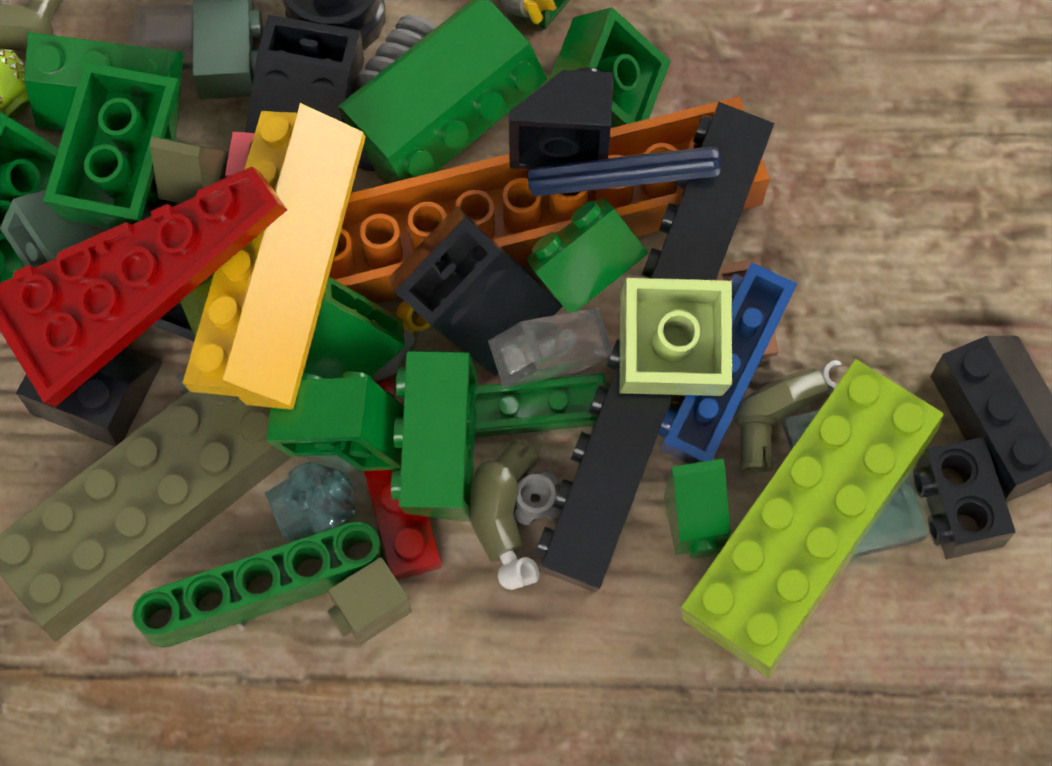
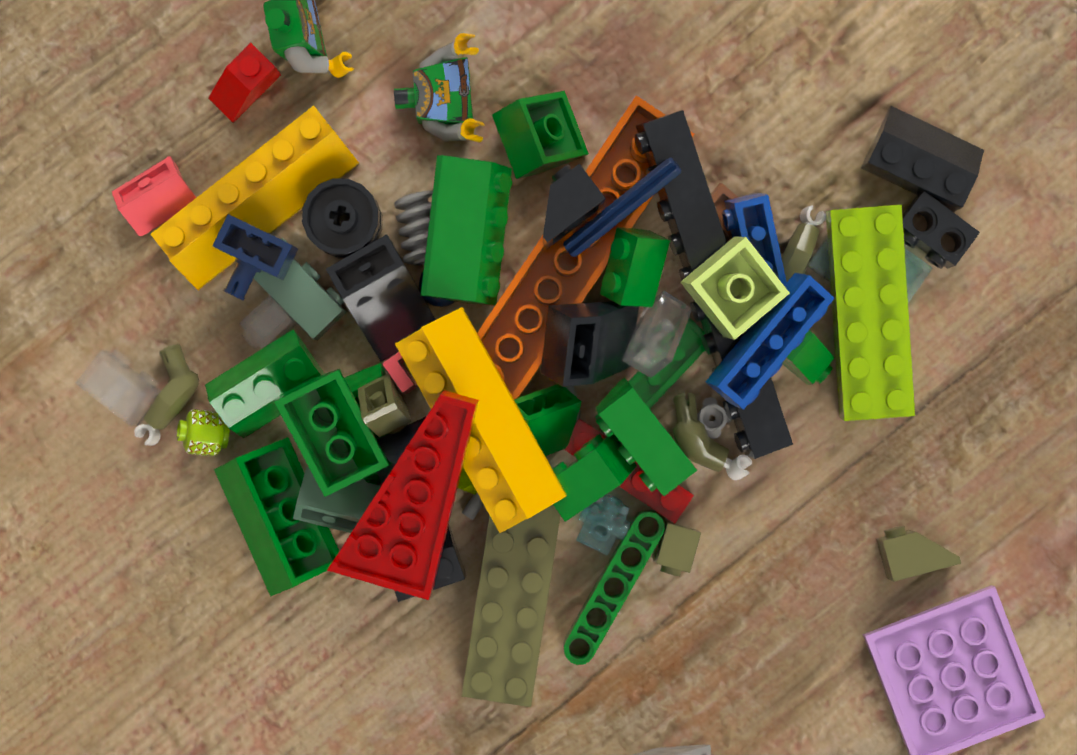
camera: 35 degrees left, 20 degrees up
(668, 429) = (770, 341): none -> blue brick

